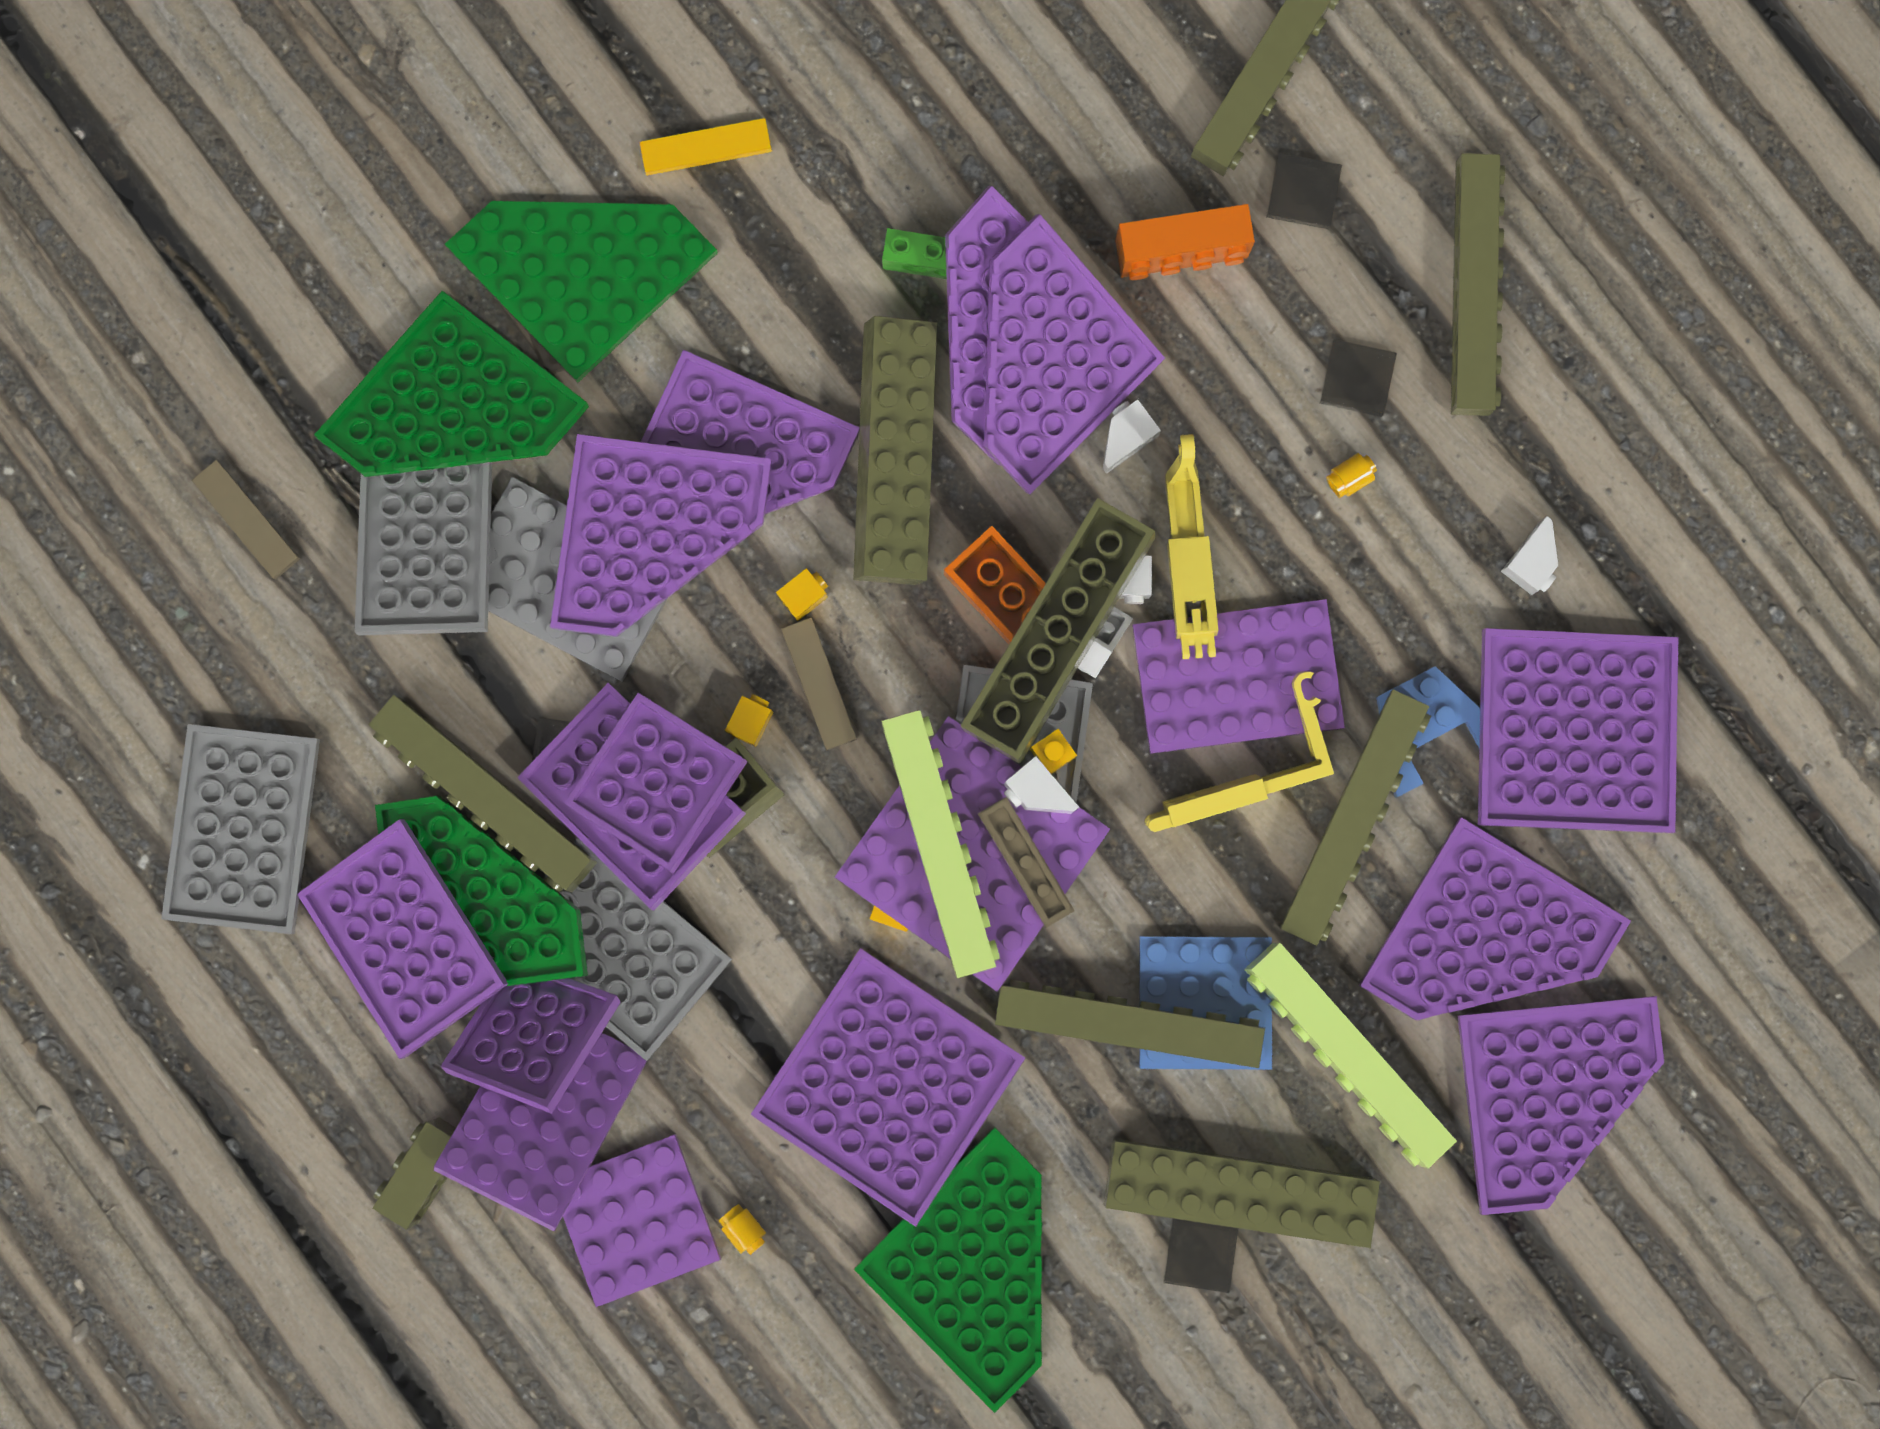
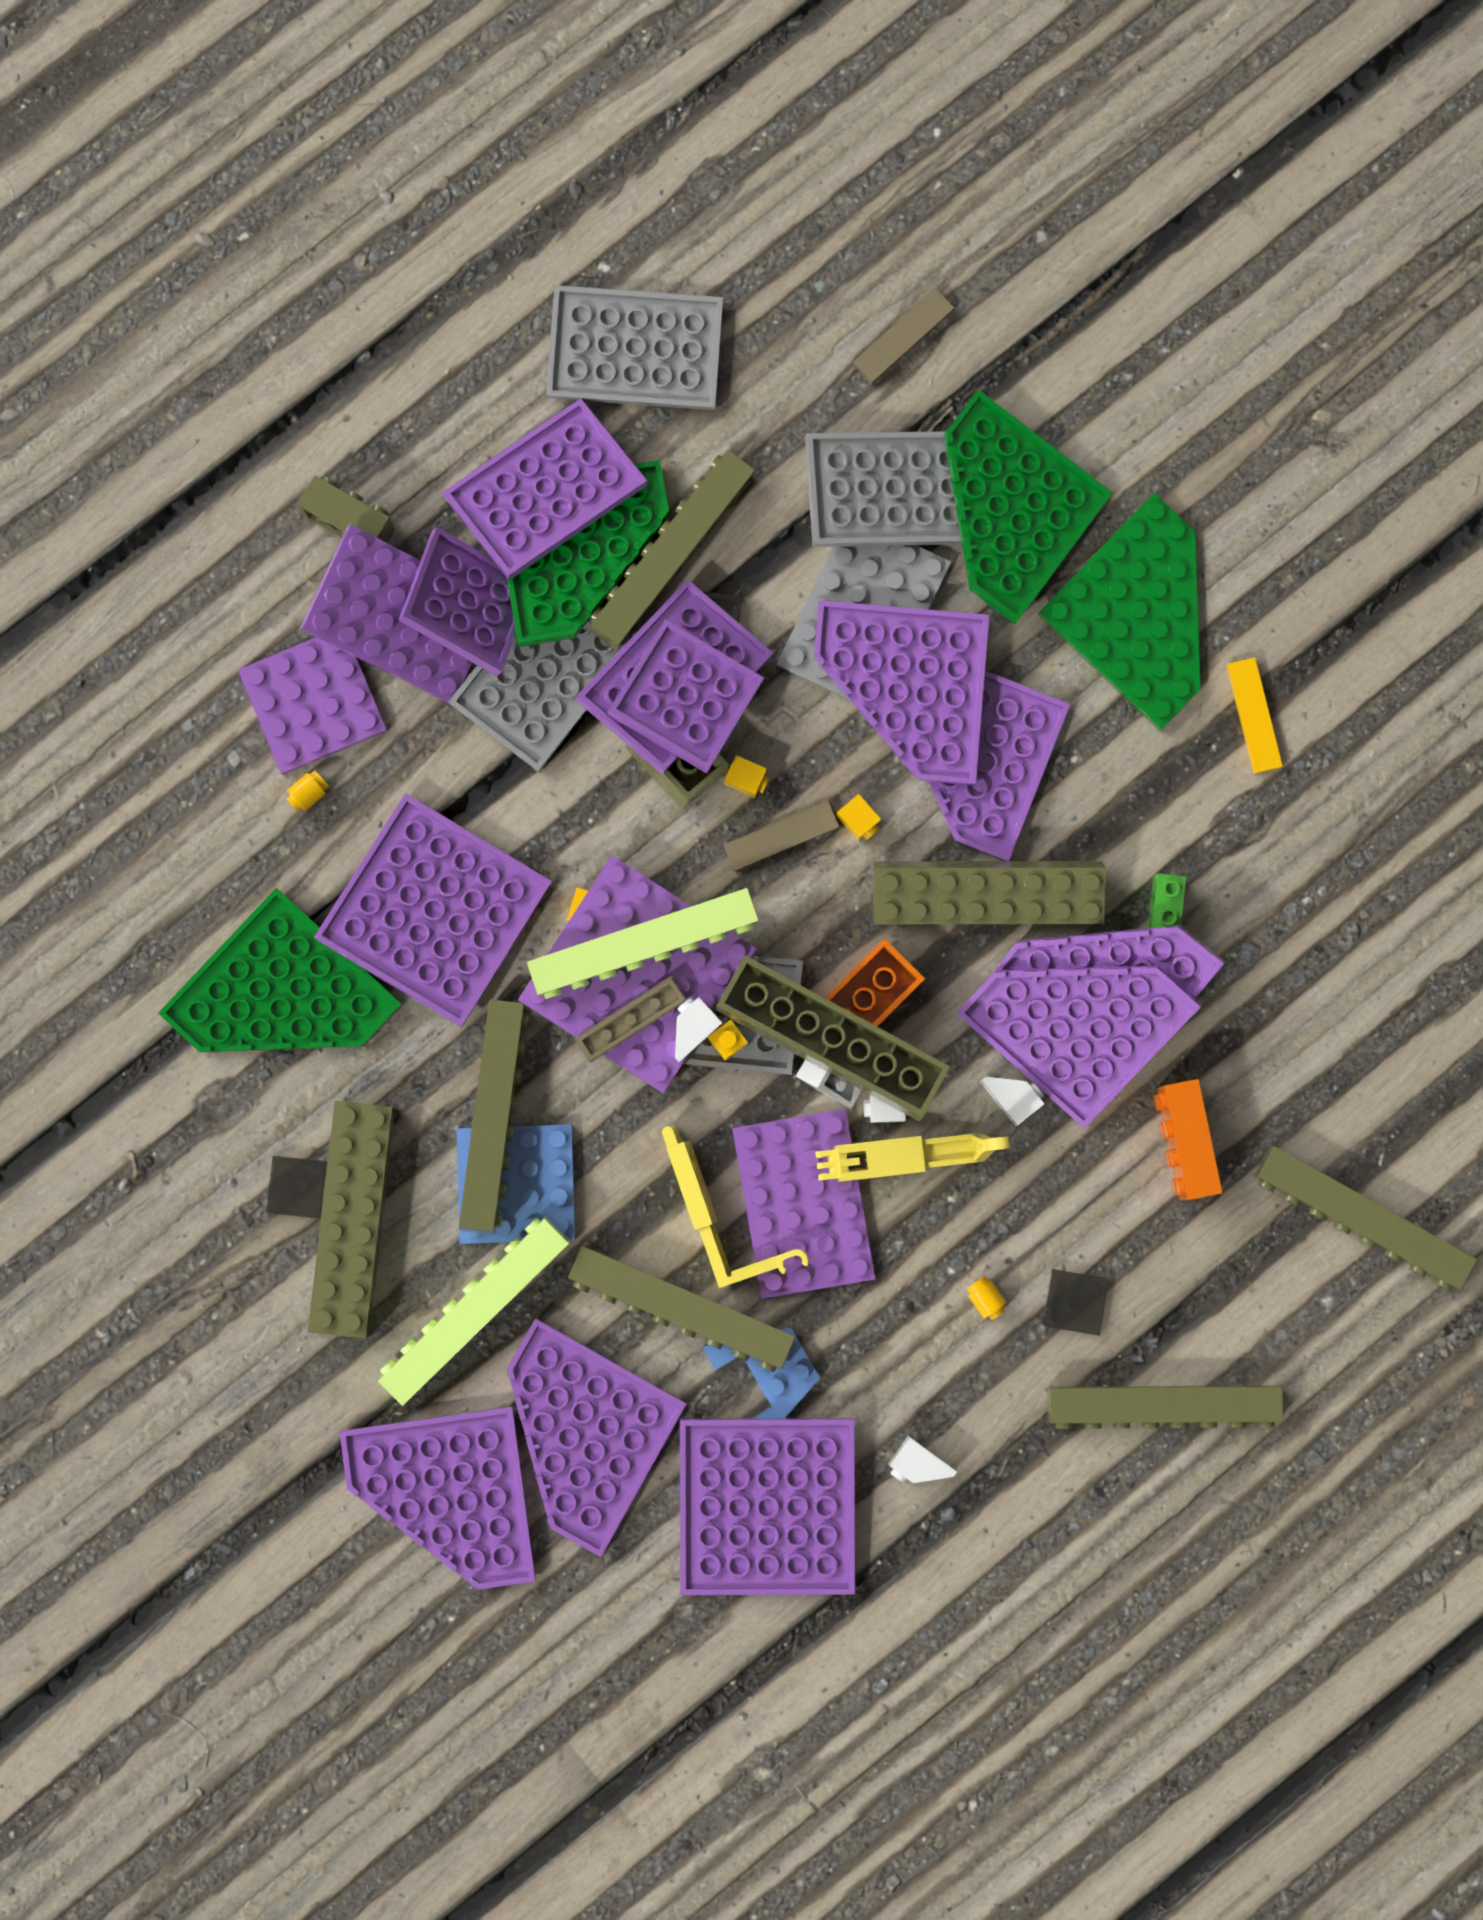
camera: 80 degrees right, 0 degrees up
(1304, 191) = (1242, 1248): clear smoke tile -> none

